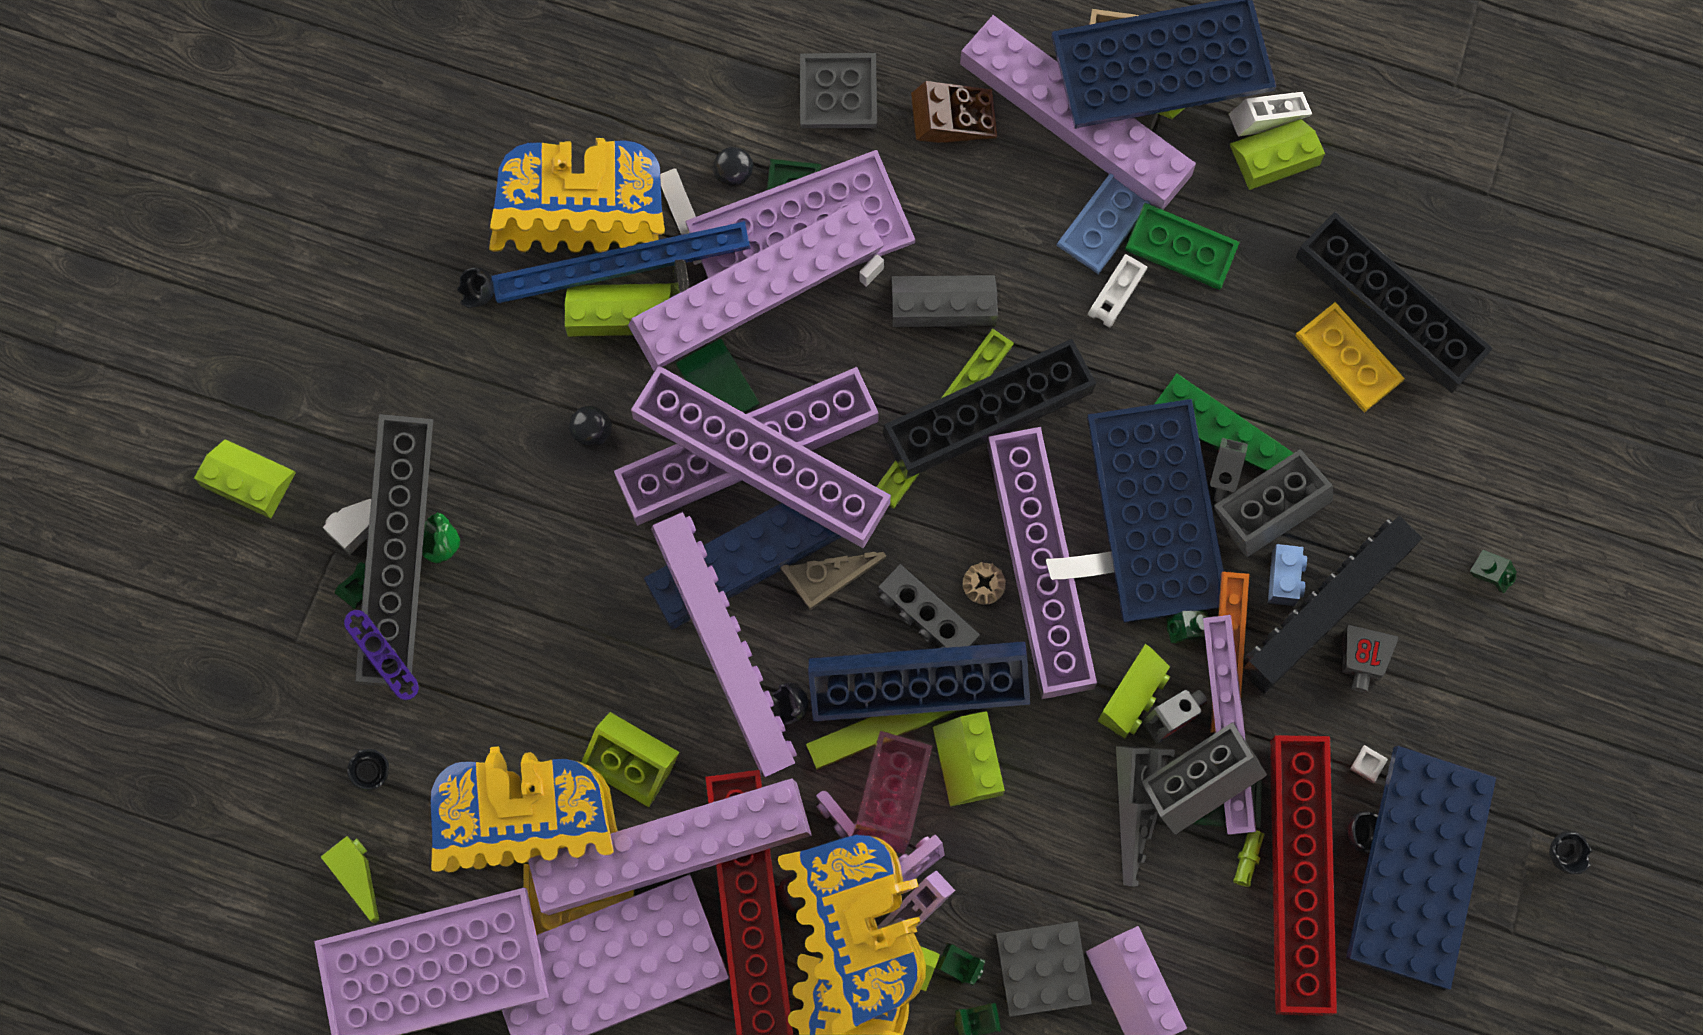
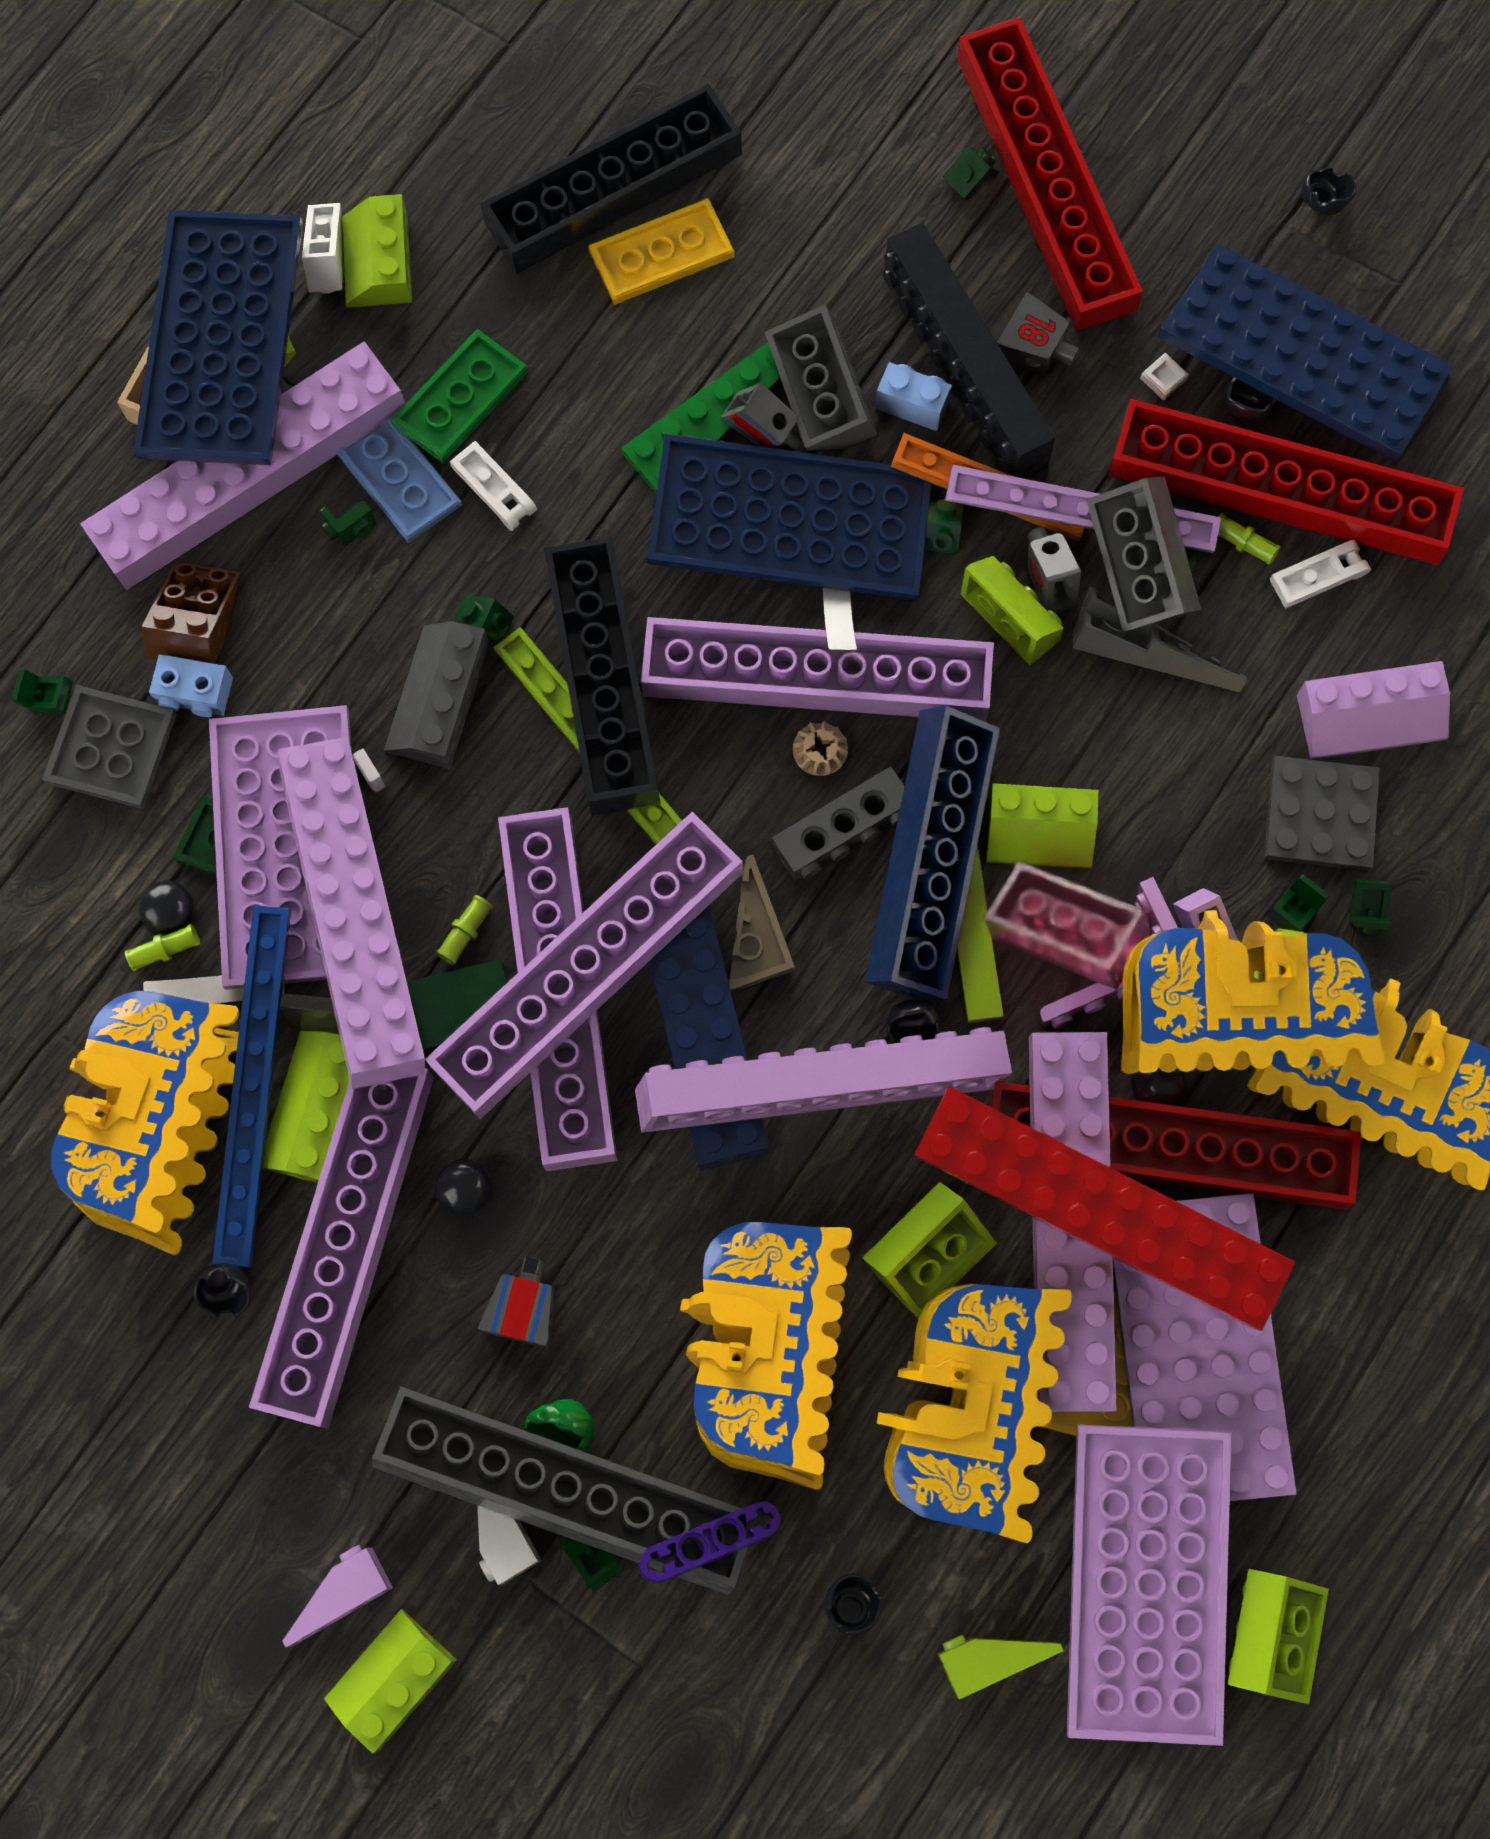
camera: 70 degrees left, 0 degrees up
(295, 428) = (344, 1590): none -> lavender slope
(515, 489) = (521, 1307): none -> torso
(520, 356) = (340, 1250): none -> lavender brick
(562, 658) = (777, 1308): none -> yellow animal
(675, 859) = (1105, 1209): none -> red brick
(703, 172) = (162, 947): none -> lime pin
(773, 371) = (464, 929): none -> lime pin
(863, 32) = (42, 693): none -> dark green bracket
(899, 130) = (191, 685): none -> light blue brick
(1011, 315) = (485, 614): none -> dark green bracket
(1053, 200) = (351, 525): none -> dark green bracket
(1238, 922) = (1319, 573): none -> white plate
(1508, 628) = (1049, 174): none -> red brick

